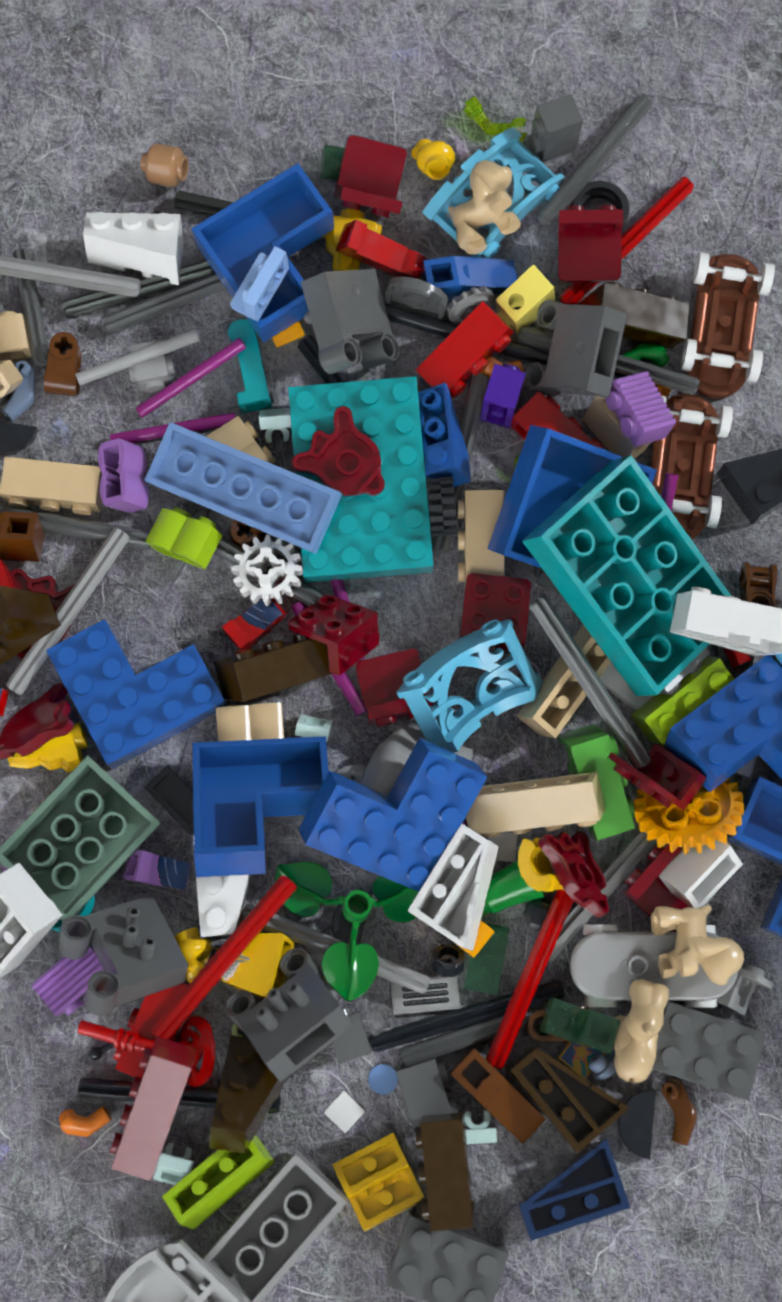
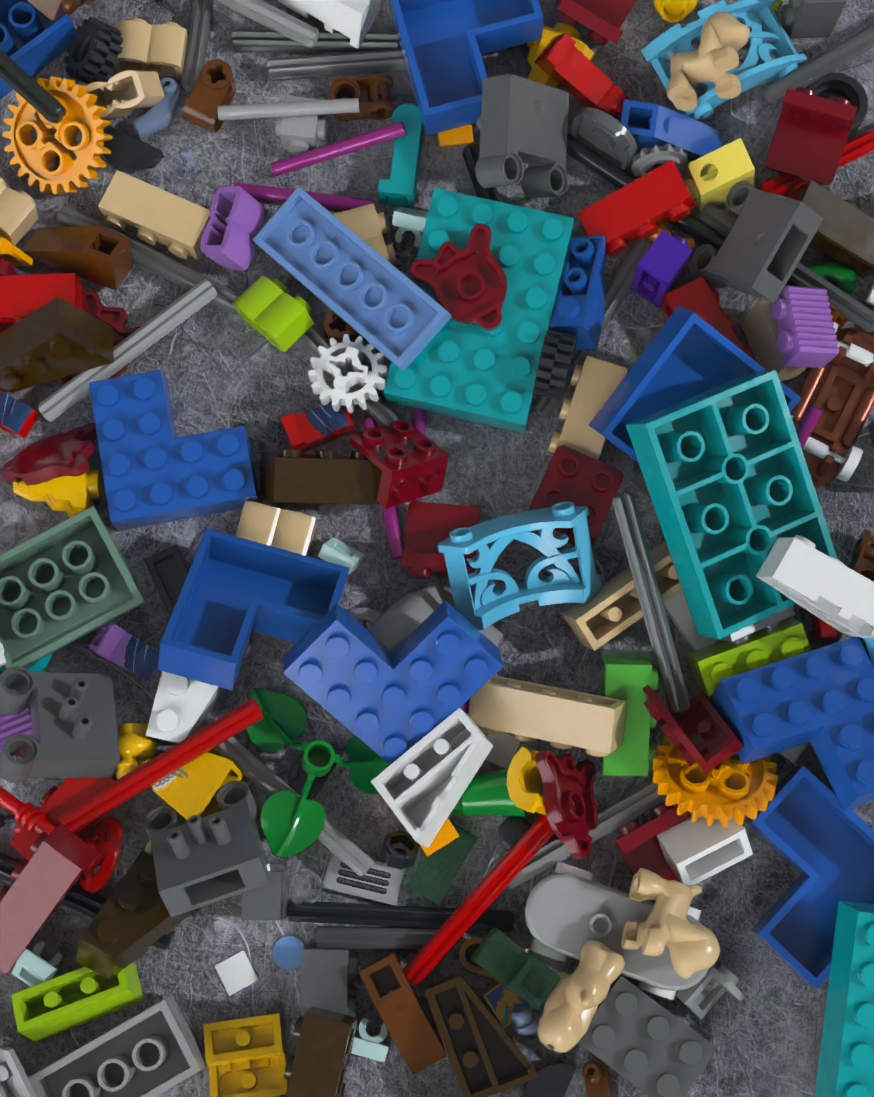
camera: 25 degrees right, 0 degrees up
(198, 319) = (367, 91): none -> reddish brown piece
(260, 284) = (440, 68): light blue bracket -> none

